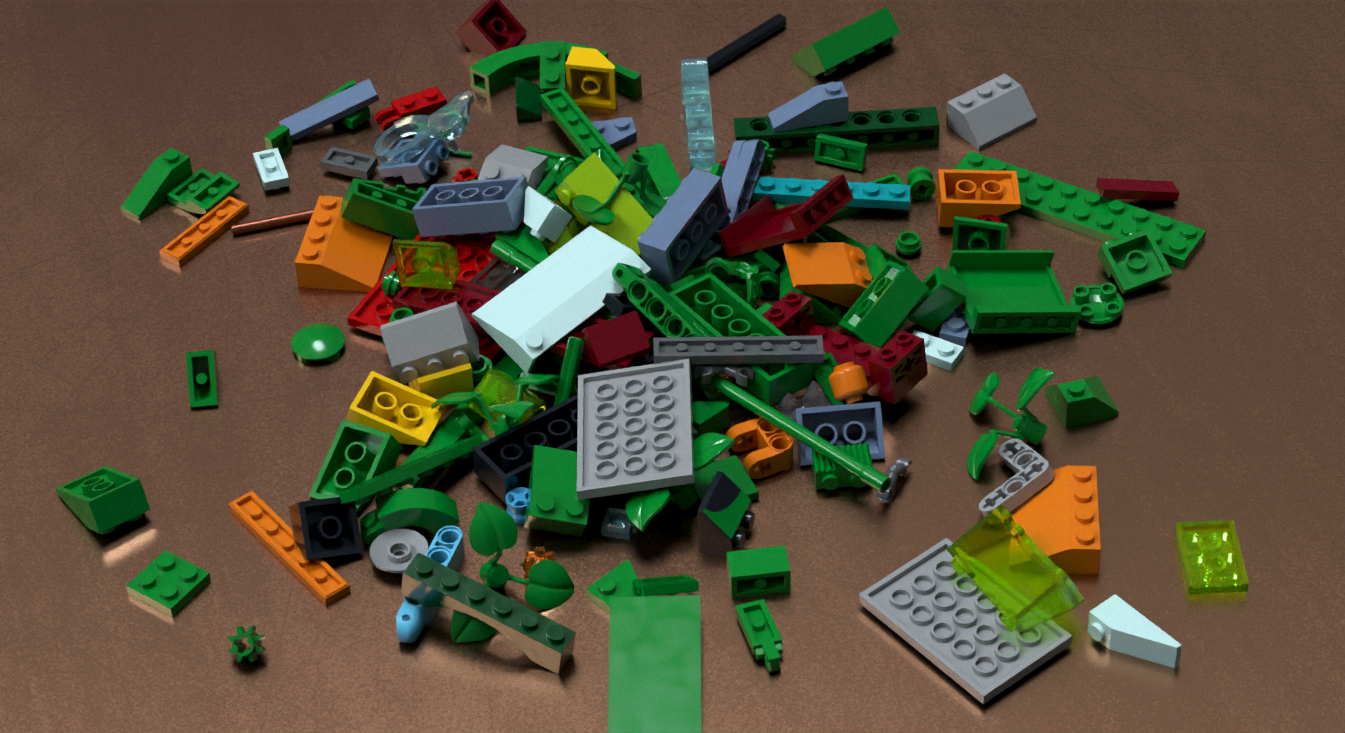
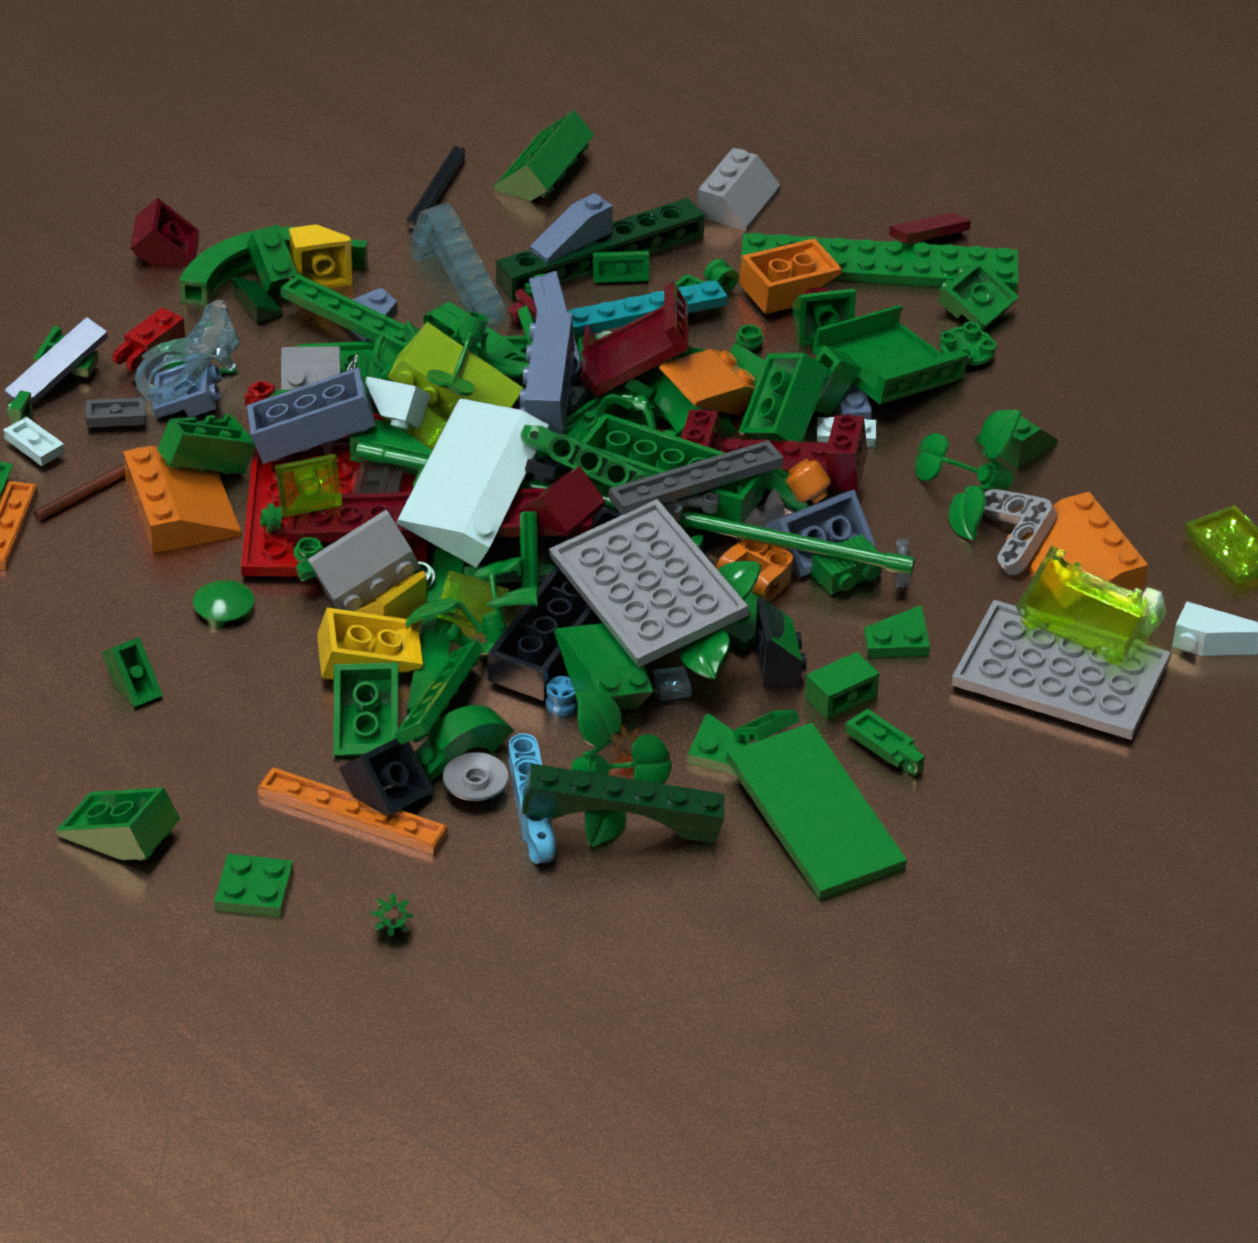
camera: 30 degrees left, 0 degrees up
(845, 543) = (898, 635): none -> green wing

